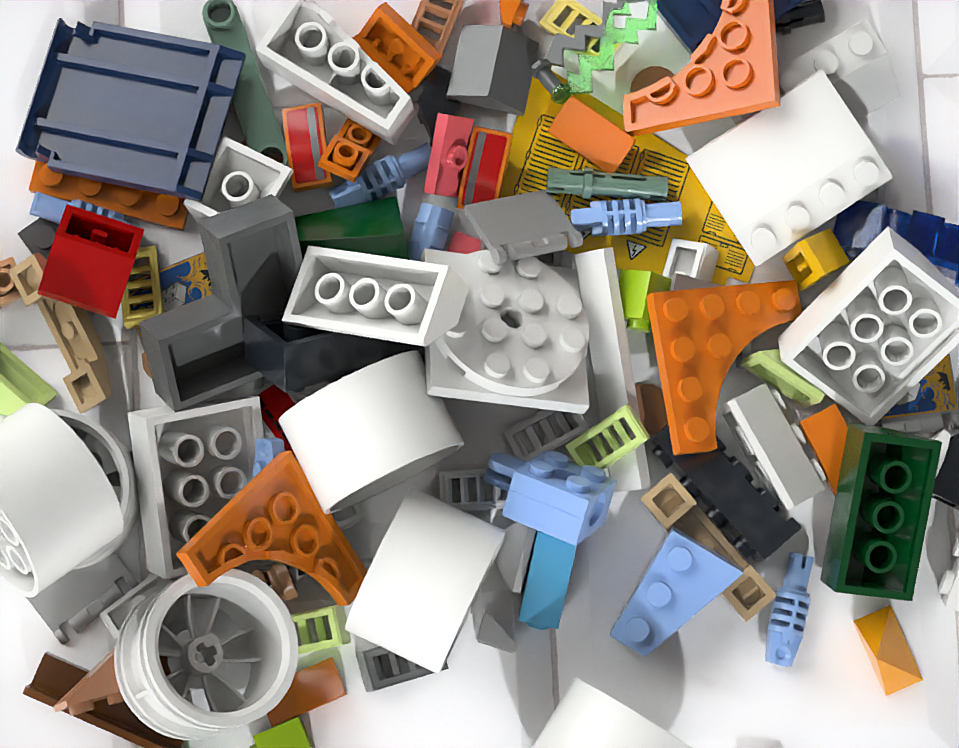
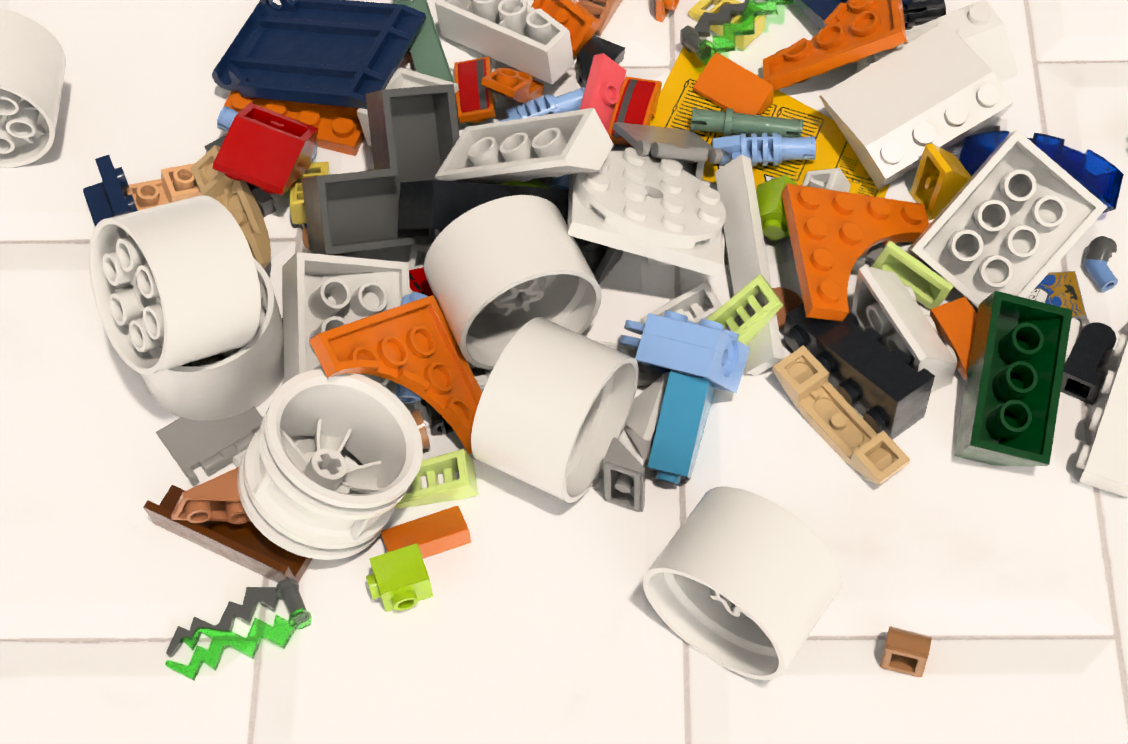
camera: 10 degrees right, 25 degrees down
(369, 673) = (515, 526): dark grey slope -> none
(493, 68) = (646, 37): dark grey slope -> none
(672, 591) = (805, 445): light blue wedge -> none
(789, 612) = (923, 480): light blue hinge -> none
(887, 650) = (1026, 525): light orange slope -> none

